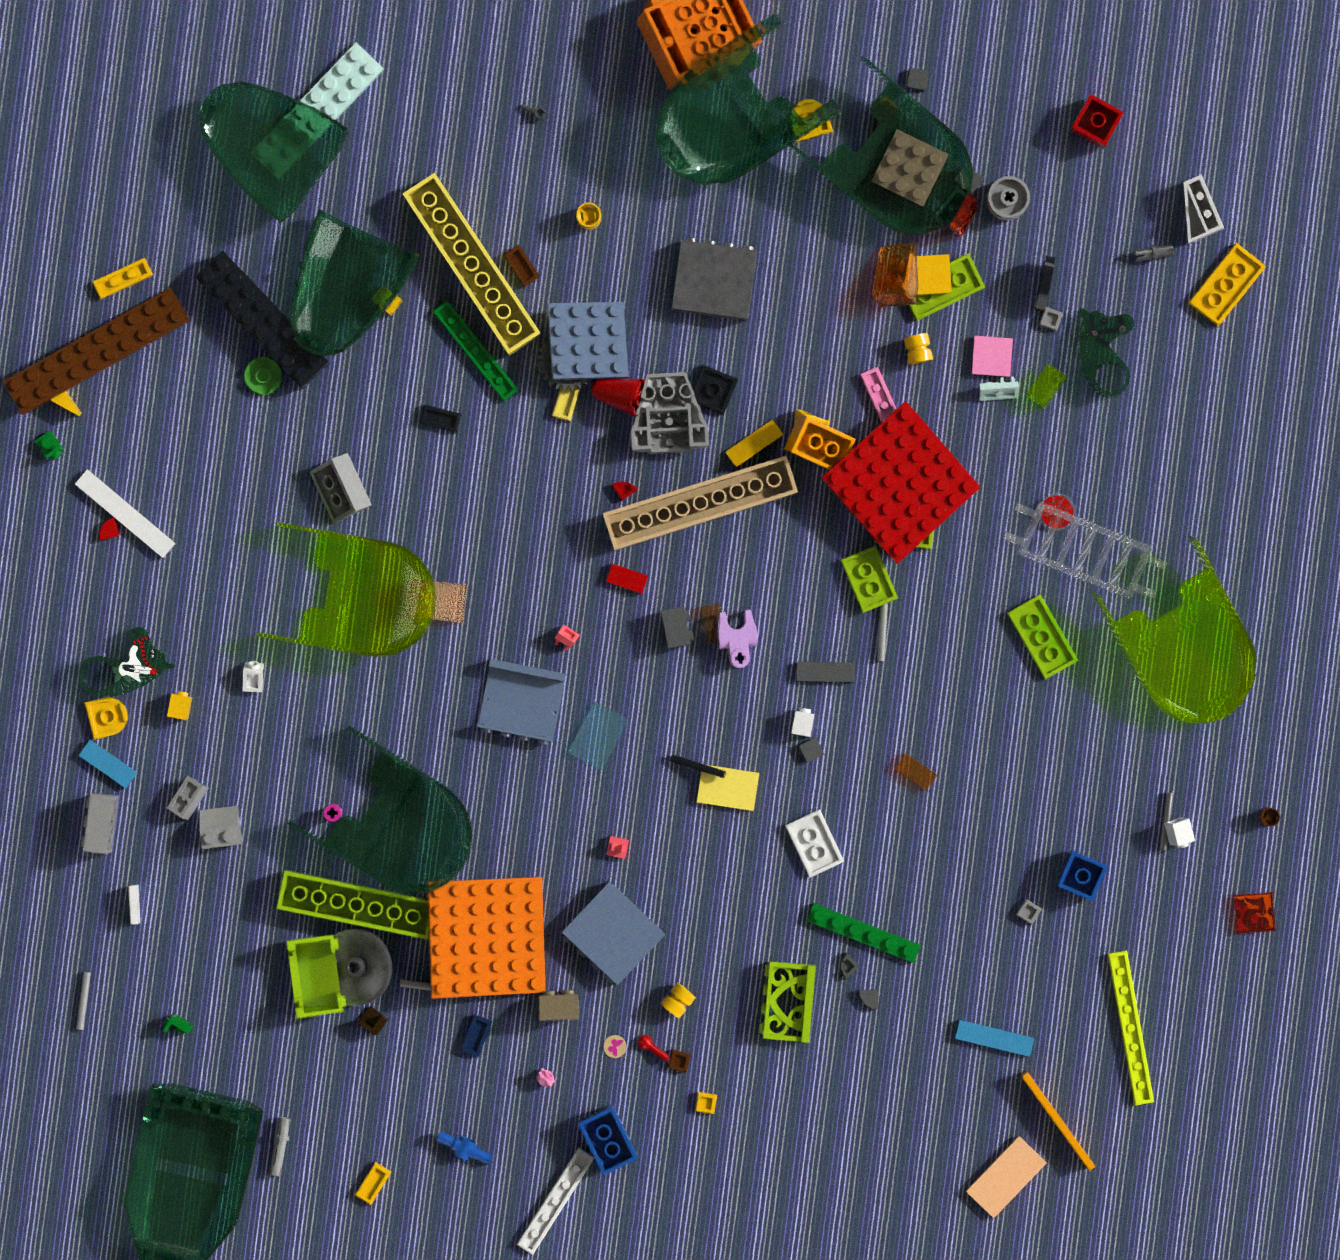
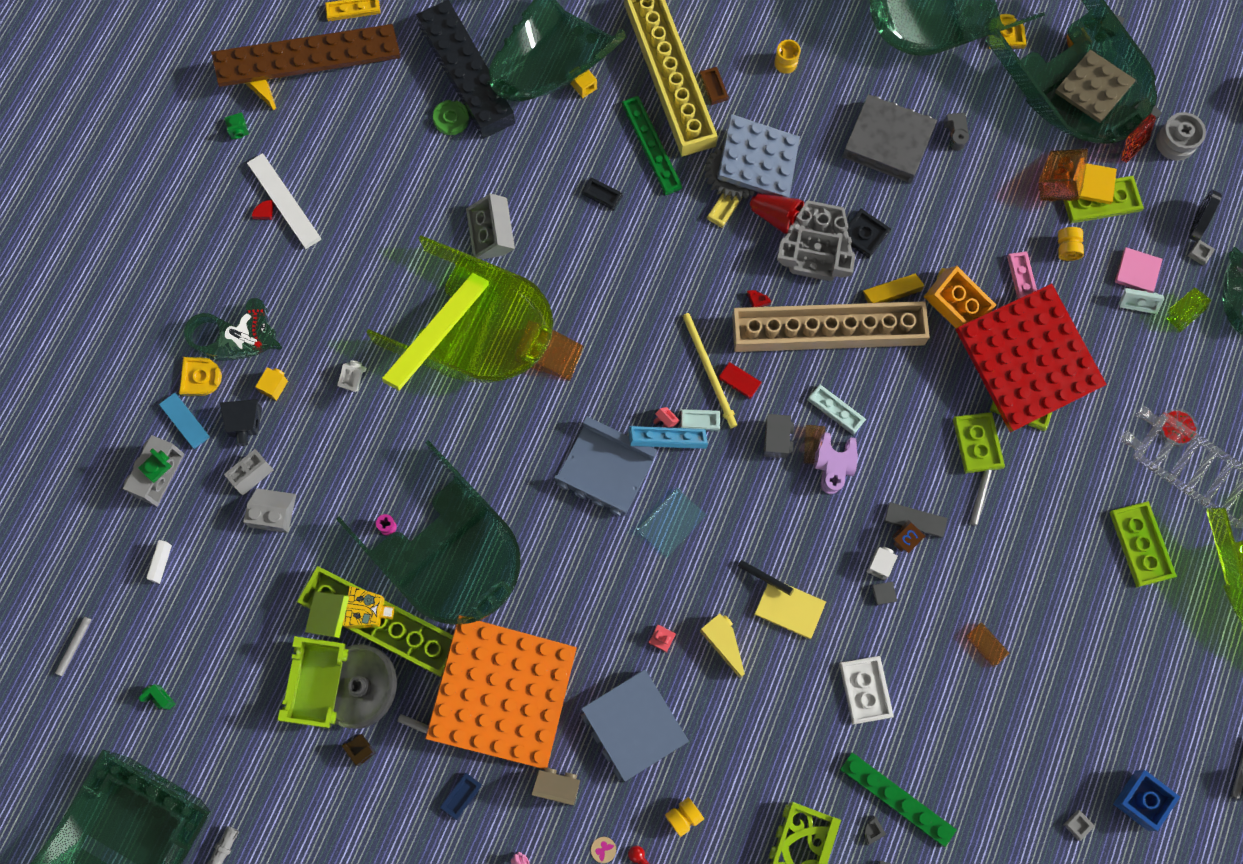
camera: 15 degrees right, 15 degrees down
(106, 822) = (155, 465): none -> green bracket
(163, 749) = (241, 419): none -> black torso
(309, 914) = (327, 614): none -> lime tile
(324, 616) = (435, 332): none -> neon yellow tile
(342, 899) = (365, 609): none -> yellow torso
(572, 657) = (667, 437): none -> dark azure tile
(599, 628) = (700, 419): none -> light aqua tile
(624, 616) = (728, 413): none -> light yellow bar
(672, 833) = (722, 638): none -> light yellow slope
(726, 582) = (836, 409): none -> light aqua tile
(782, 250) = (958, 130): none -> dark grey leg
(820, 692) = (908, 537): none -> reddish brown brick

